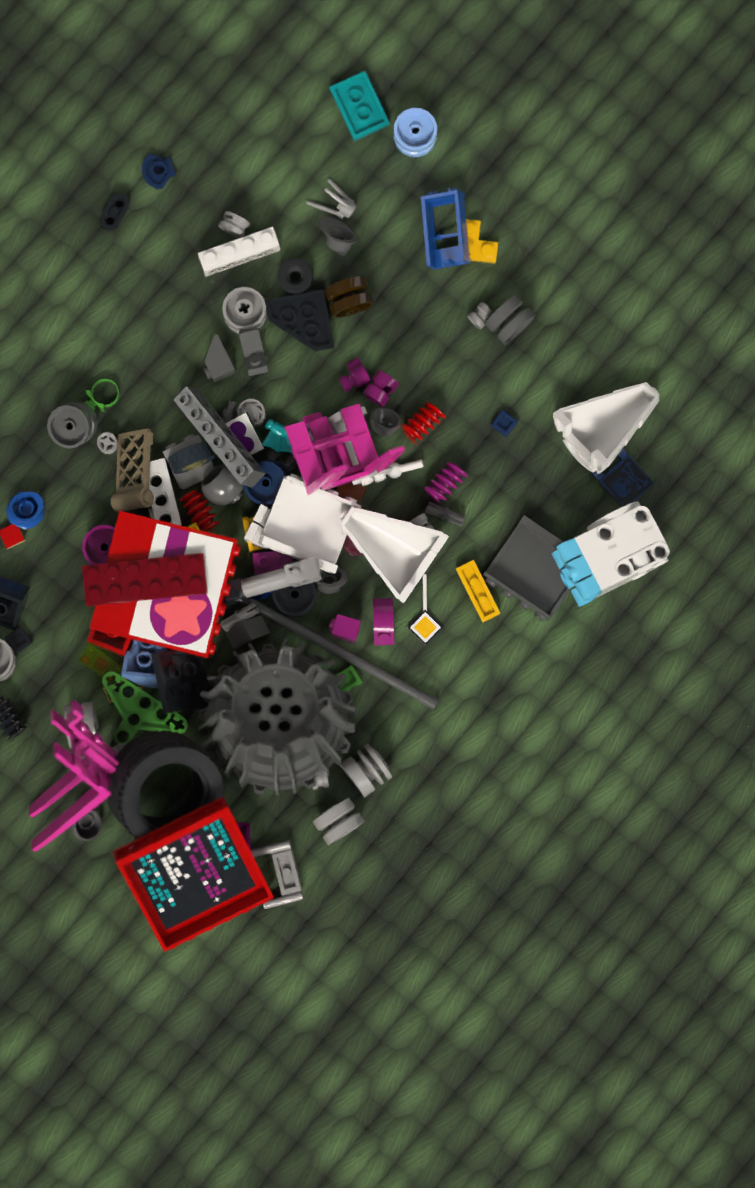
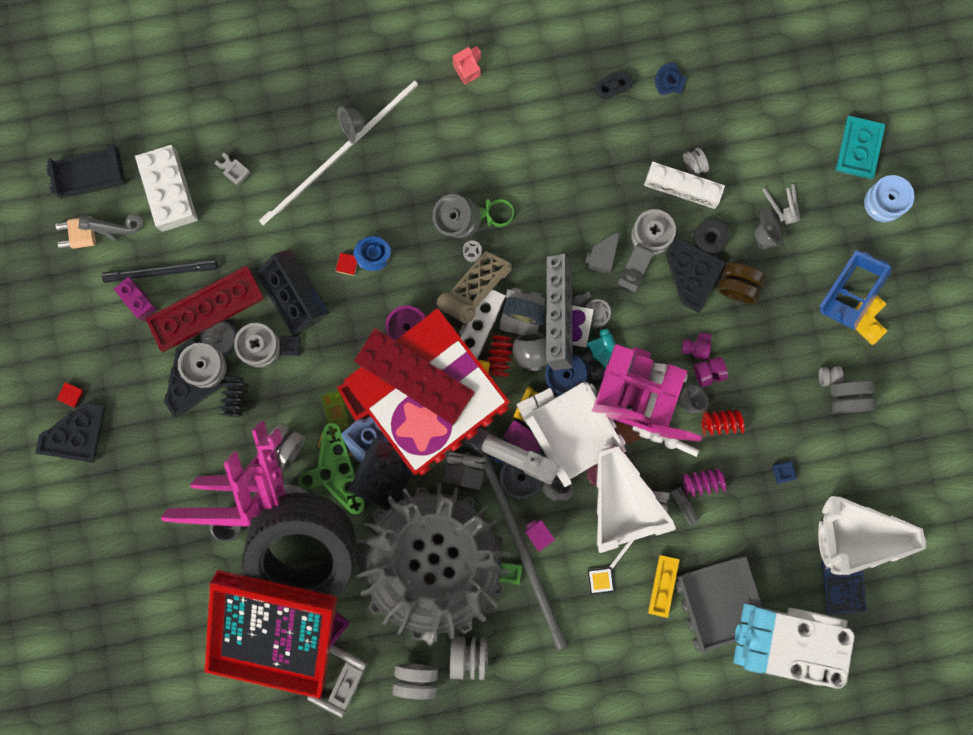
camera: 40 degrees right, 0 degrees up
(383, 621) = (573, 551): magenta brick -> none

